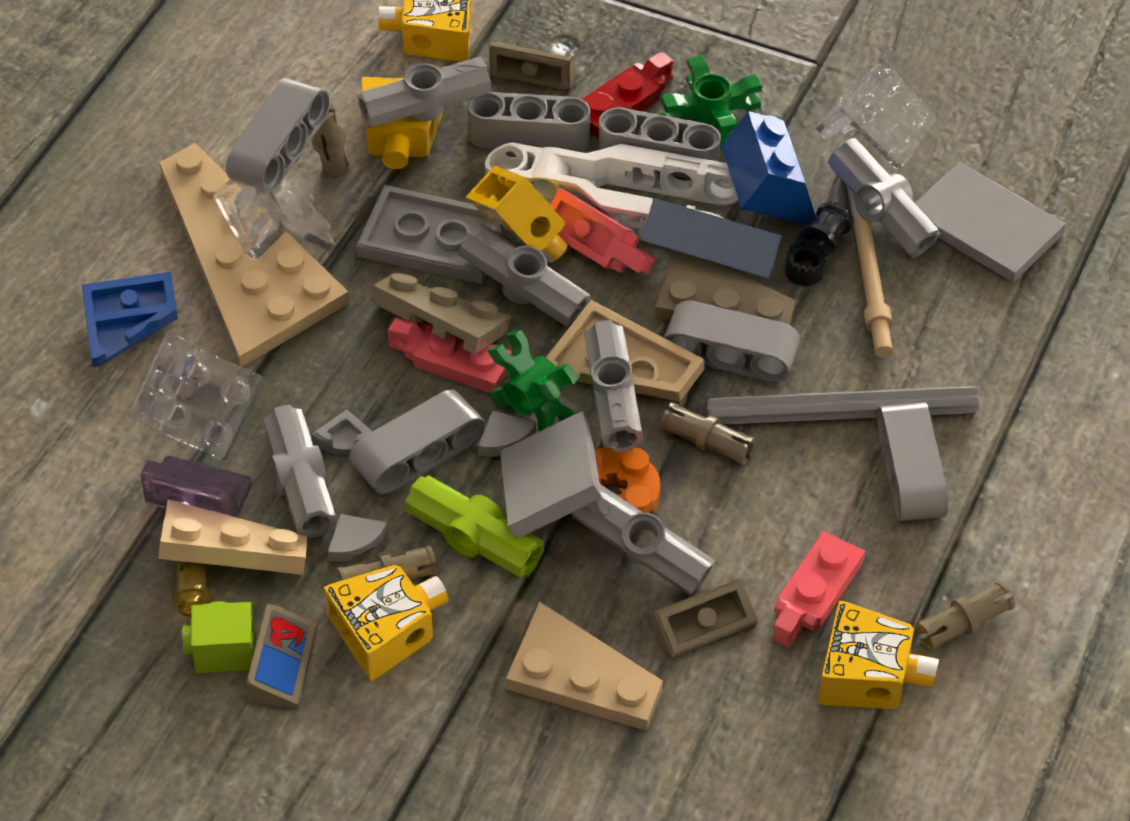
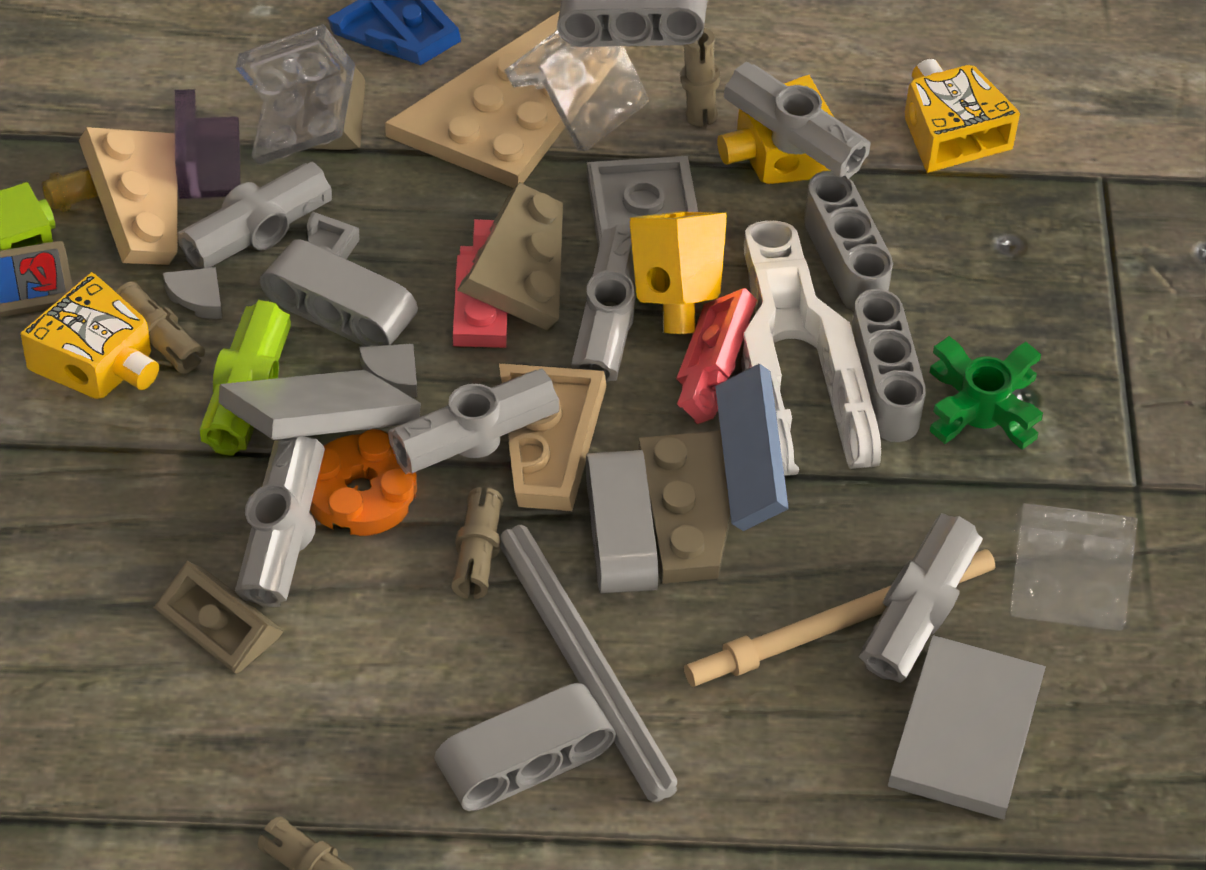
camera: 65 degrees right, 0 degrees up
(531, 66) = (944, 221): dark tan slope -> none
(531, 382) = (441, 349): green pin -> none
(581, 672) = (96, 532): tan wing -> none
(631, 89) = (970, 321): red hinge -> none
(767, 170) = (891, 476): blue slope -> none
(809, 247) = (822, 560): black connector -> none
(815, 587) = (300, 709): coral hinge -> none
(871, 660) = (207, 783): yellow torso -> none

